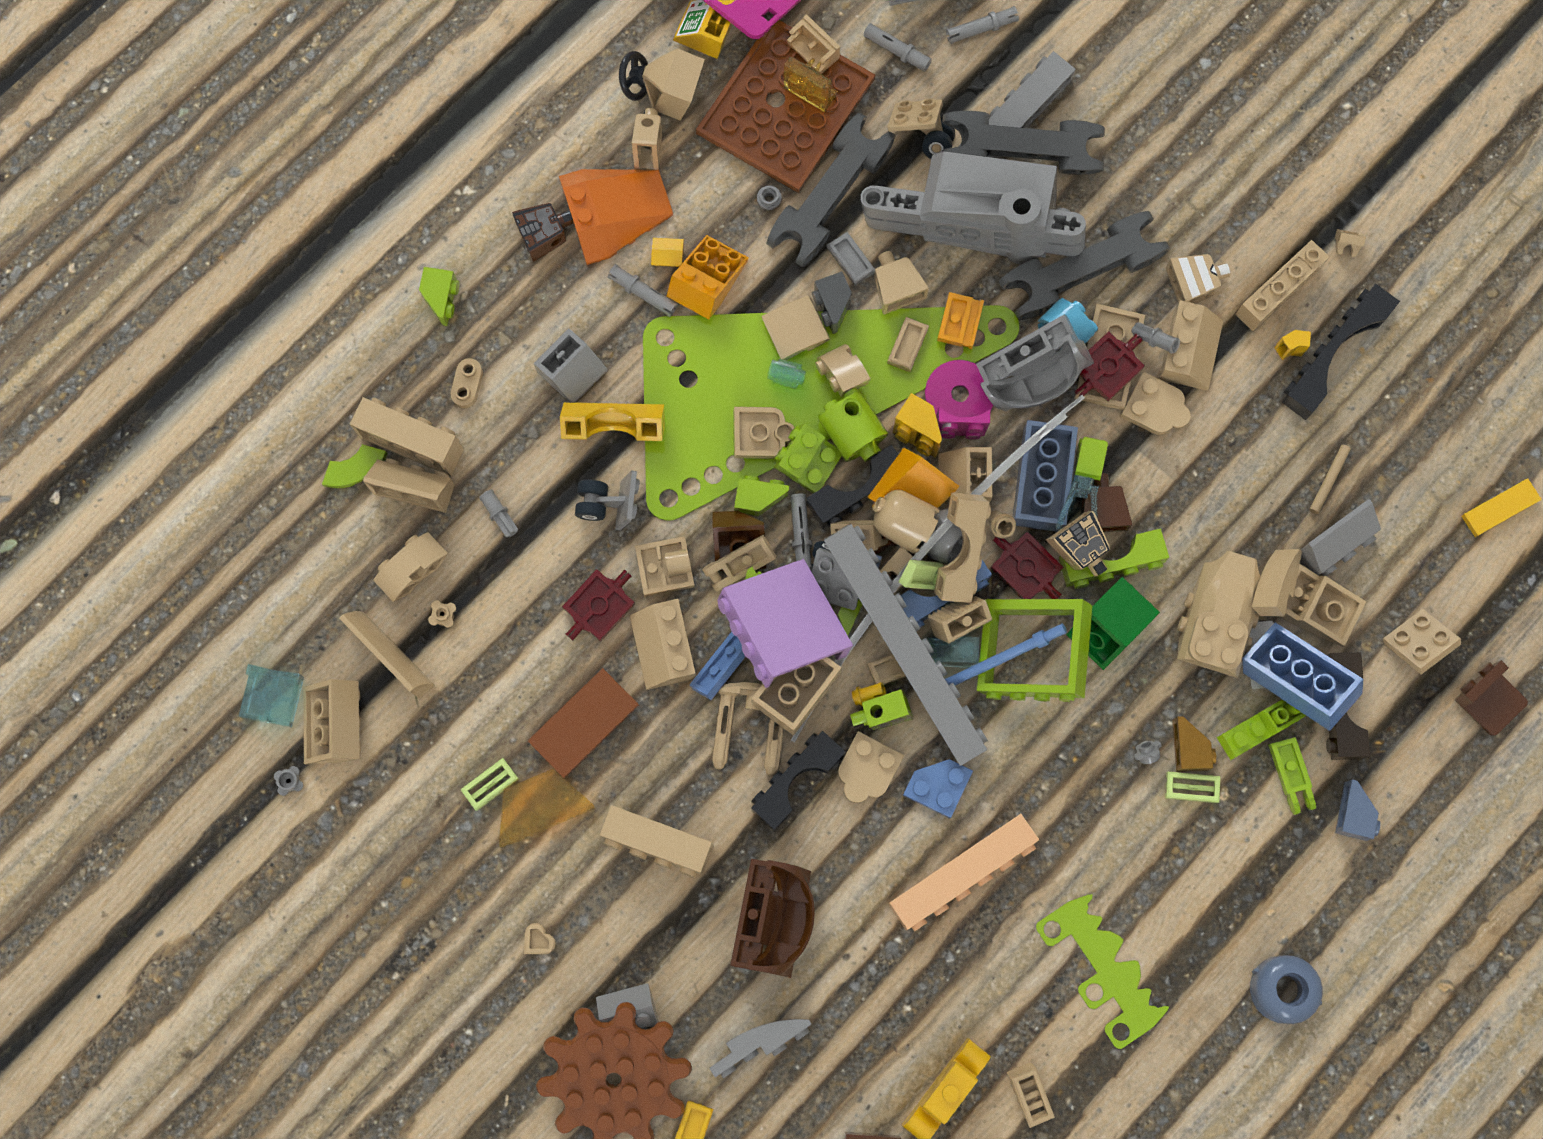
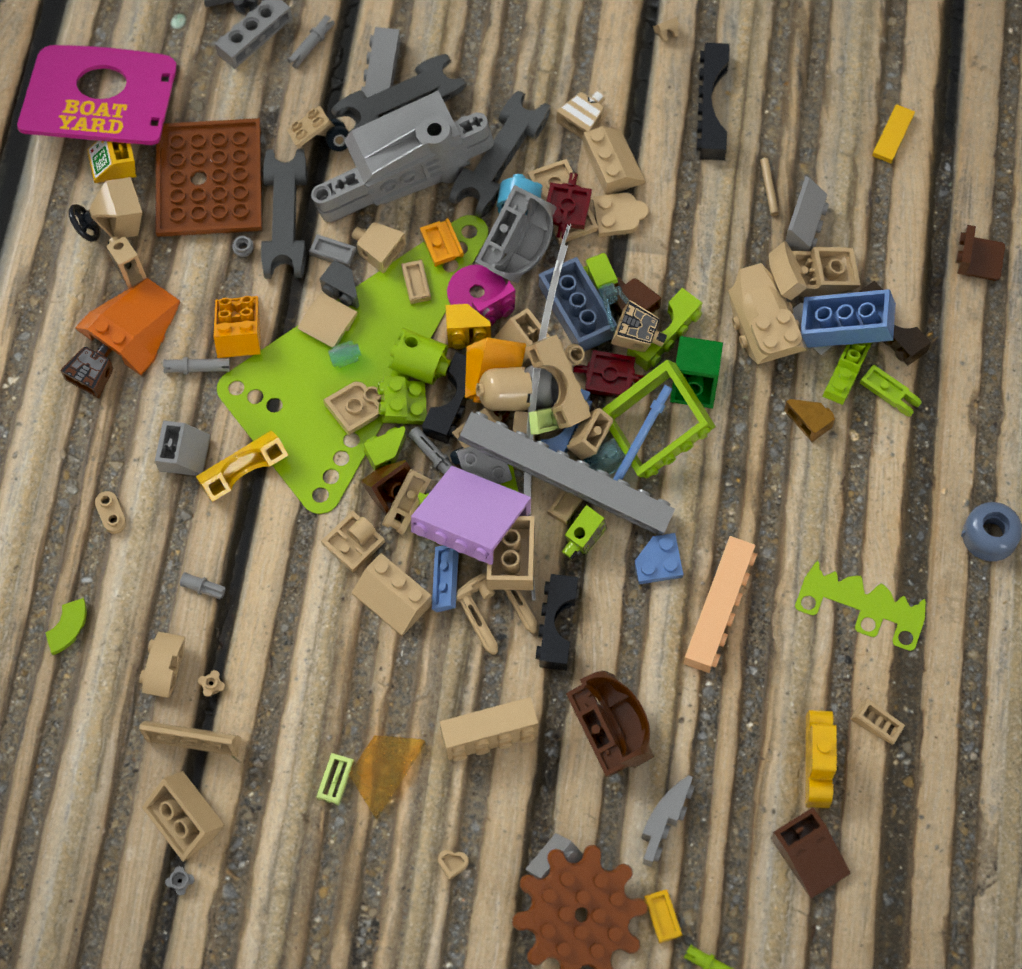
camera: 35 degrees left, 10 degrees down
(271, 696) = (121, 829): clear light blue piece -> none
(407, 436) = (94, 573): tan brick -> none
(410, 484) = (121, 608): tan slope -> none
(438, 291) = (42, 462): lime slope -> none
(583, 723) = (373, 688): dark orange tile -> none
(596, 499) = (292, 515): plate -> none
(598, 605) = (324, 599): dark red plate -> none
(667, 252) = (196, 328): yellow piece -> none
(808, 83) = (218, 149): clear yellow piece -> none
(814, 43) = (201, 123): tan hinge -> none
(842, 370) = (384, 324): tan brick -> none
(867, 693) = (559, 534): yellow pin -> none
(867, 768) = (600, 581): tan plate -> none
(905, 52) = (268, 91): light grey pin -> none
(1148, 752) = (784, 440): light grey plate -> none
(1156, 337) = (586, 165): light grey axle -> none
(1190, 797) = (815, 453): yellowish green tile -> none
(1282, 285) = (644, 83): tan brick -> none
(1293, 344) = (680, 115): yellow piece -> none
(1357, 814) = (950, 386): sand blue slope -> none
(1422, 641) = (908, 248): tan plate -> none

